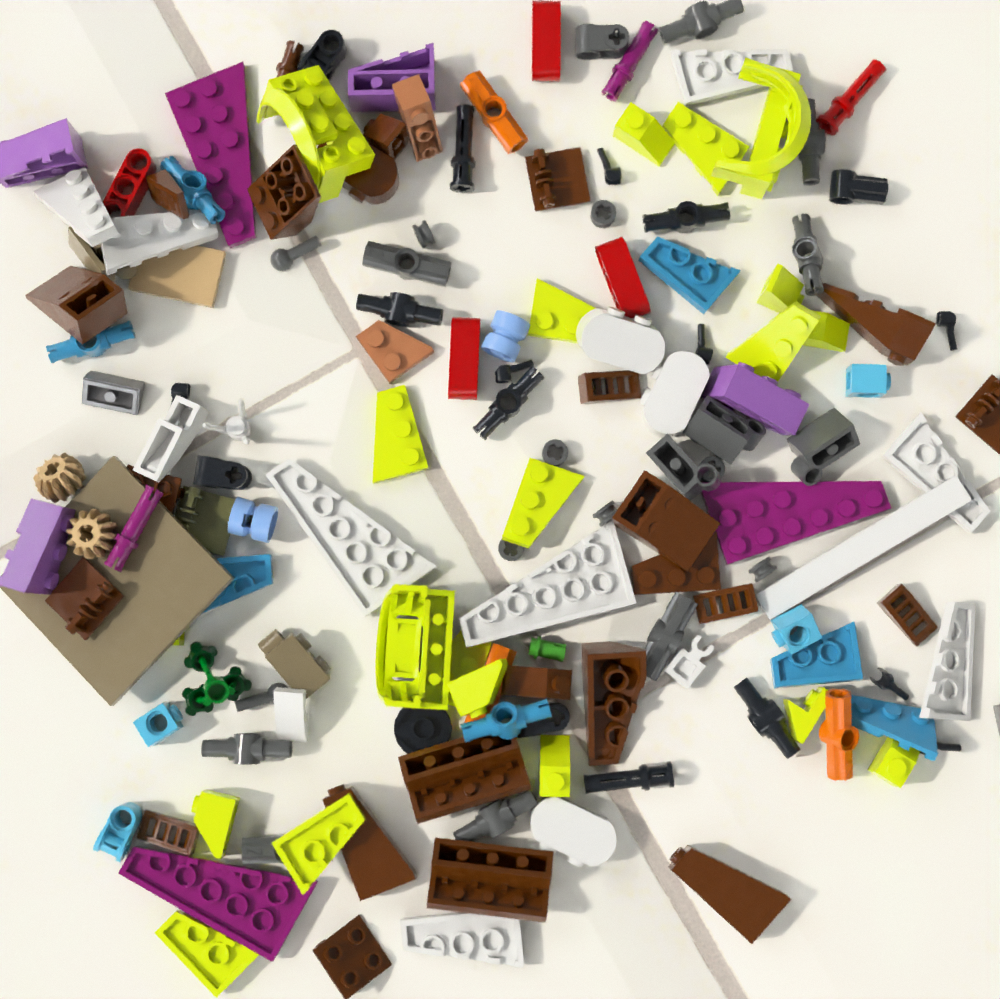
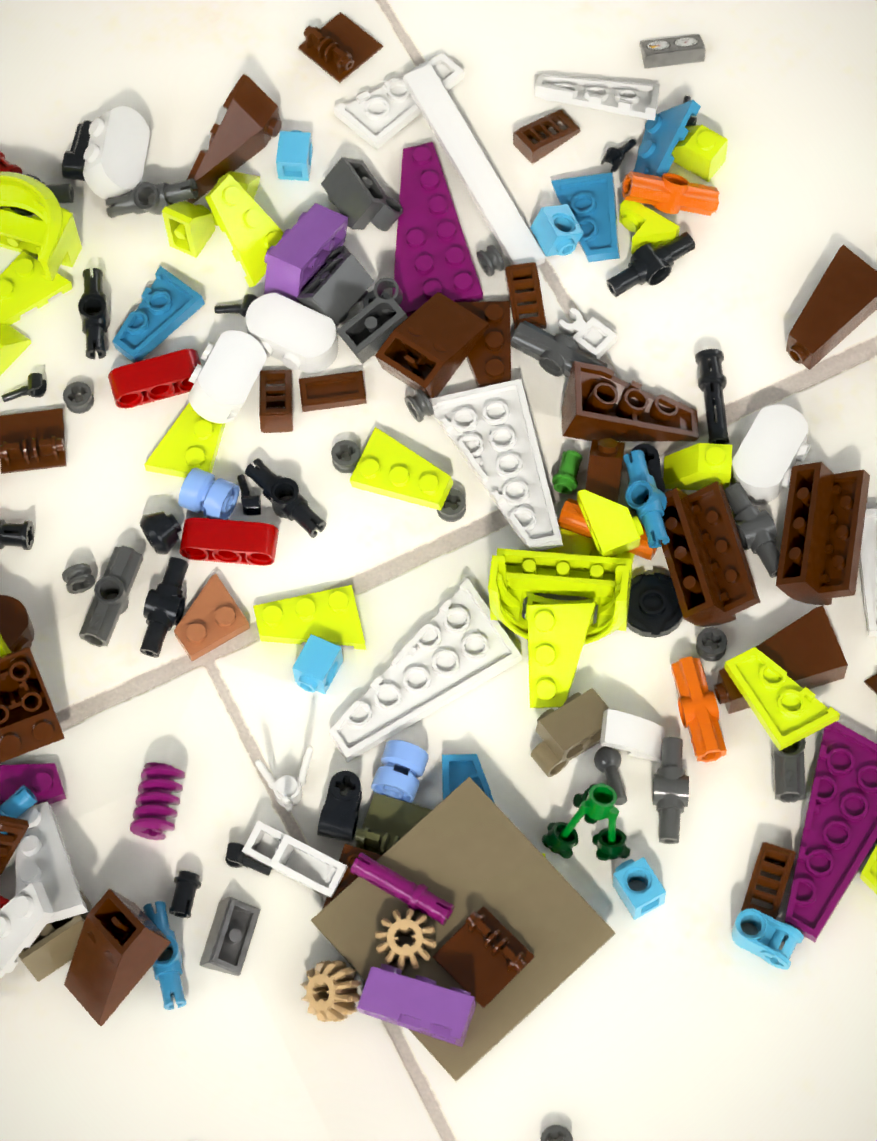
camera: 80 degrees left, 20 degrees down
(145, 352) = (184, 893): none -> black pin
(182, 275) = (96, 845): tan tile -> none
(215, 819) = (751, 823): neon yellow slope -> none
(222, 323) = (155, 800): none -> magenta piece
(283, 259) = (87, 737): dark grey bar -> none
(321, 771) = (698, 709): none -> orange piece
(349, 443) = (317, 665): none -> medium azure brick
(368, 645) = (554, 650): none -> neon yellow wing
(395, 784) = (706, 652): none -> dark grey bush
(470, 298) = (160, 531): none -> black cone
(621, 435) = (332, 391): none -> reddish brown tile
(854, 216) = (116, 152): none -> white brick
(948, 320) = (234, 77): black hand -> none

